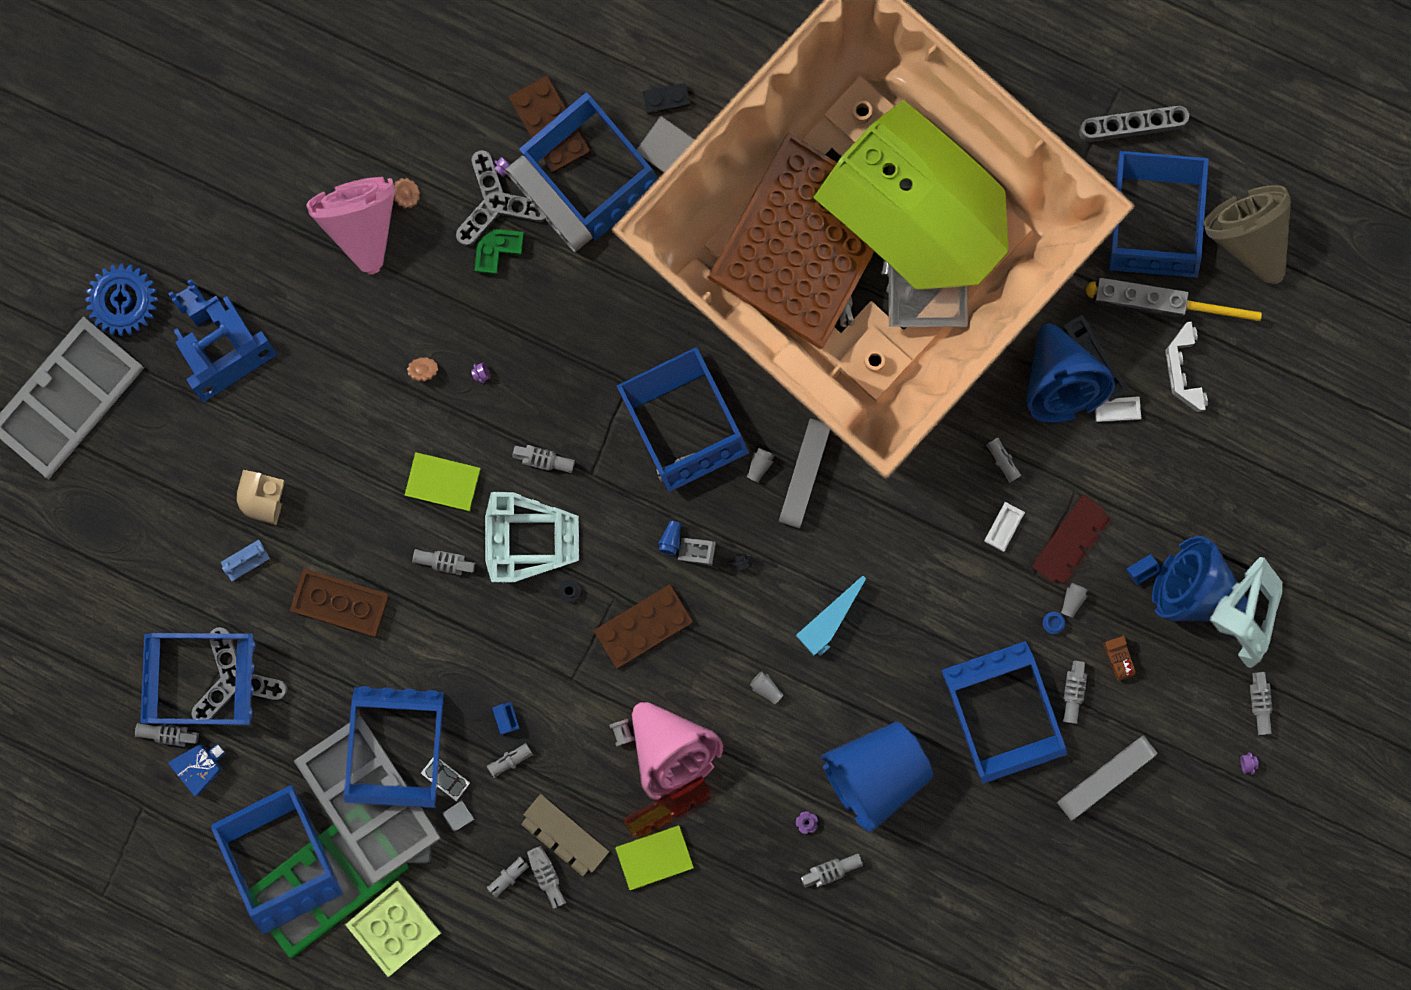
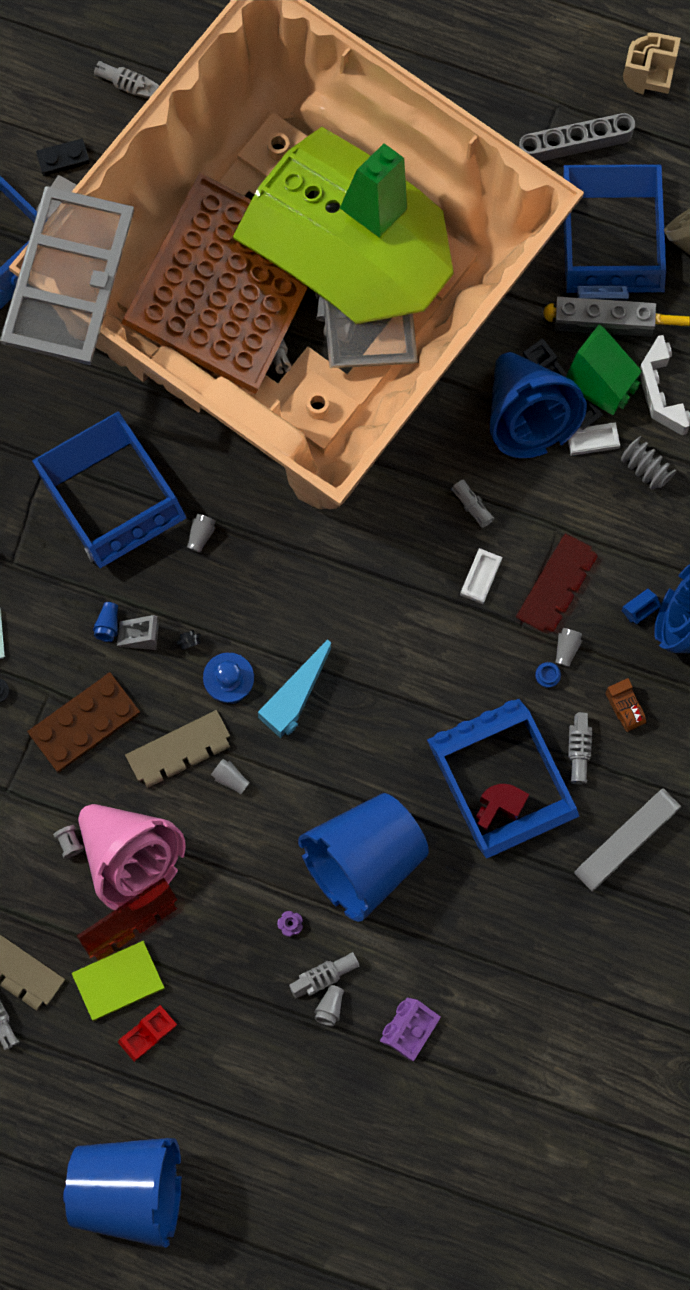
camera: 15 degrees left, 10 degrees down
(664, 243) = (67, 275): none -> door
(675, 905) = (147, 1033): none -> red slope
(722, 655) = (183, 743): none -> dark tan windscreen
(731, 31) = (127, 80): none -> light grey hinge
(773, 598) = (228, 678): none -> blue plate
(804, 473) = (251, 537): light grey beam -> none
(834, 898) = (329, 1008): none -> light grey cone
(901, 924) = (410, 1028): none -> medium lavender bracket
(948, 180) = (378, 191): none -> green slope
(1001, 731) = (502, 799): none -> dark red brick
(1134, 353) = (604, 372): none -> green slope
(1141, 275) = (615, 293): none -> medium blue slope
(1163, 440) = (647, 465): none -> light grey piece
(1211, 58) = (651, 63): none -> tan brick

